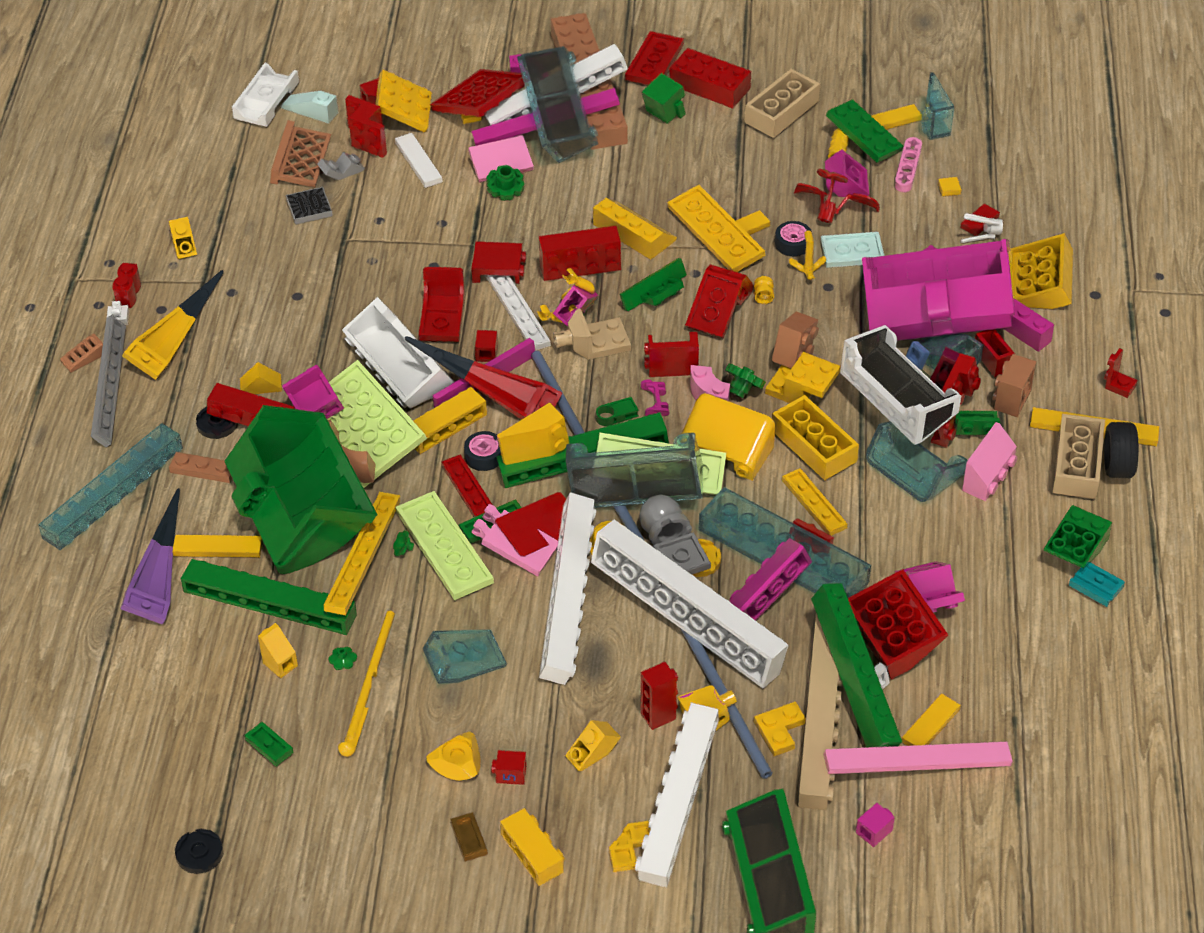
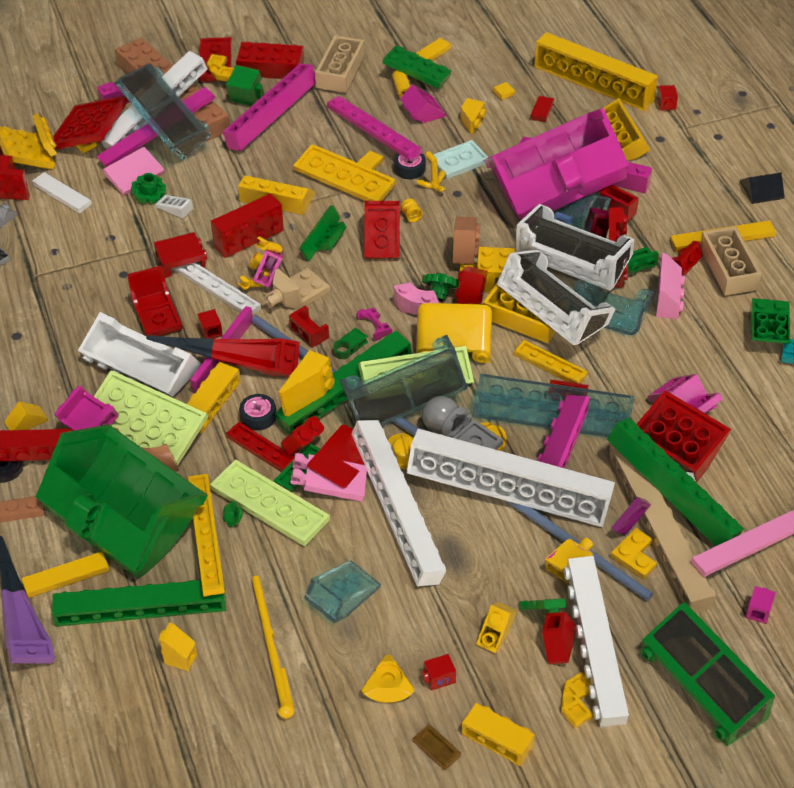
camera: 25 degrees left, 0 degrees up
(269, 744) = (213, 734): green plate -> none
(342, 658) = (234, 632): green plant -> none
(430, 92) = (45, 134): none -> yellow plate
(510, 489) = (302, 435): none -> red brick
(523, 209) = (179, 206): none -> white slope
(583, 380) = (306, 328): none -> red panel
(645, 777) = (558, 637): none -> red slope
(648, 68) = (217, 67): none -> yellow tile
(653, 743) = (548, 605): none -> green wing
(659, 695) = (533, 563): red brick -> none
(671, 357) = (373, 284): red panel -> none
(678, 130) = (269, 107): none -> dark pink brick
(772, 392) = (471, 286): none -> red brick
(777, 186) = (374, 128): none -> dark pink plate
(792, 686) = (631, 516): none -> magenta tile
(828, 208) = (425, 134): red plant -> none
(845, 431) = (550, 298): none -> white windscreen
(896, 202) = (472, 113): none -> yellow slope
(908, 164) = (462, 83): bright pink beam -> none
(931, 722) = (749, 504): yellow tile -> none
(937, 111) = (463, 35): clear light blue slope -> none
(991, 226) = (555, 110): white plant -> none
(1014, 385) = (650, 222): nougat brick -> none
(1035, 438) = (689, 256): none -> red tile
(1062, 195) = (595, 71): none -> yellow brick
(1116, 381) = (719, 197): red bracket -> none
(1121, 450) = (763, 243): black tyre -> none
(1130, 249) = (667, 97): none -> red brick
(1177, 388) = (764, 188): none -> black slope

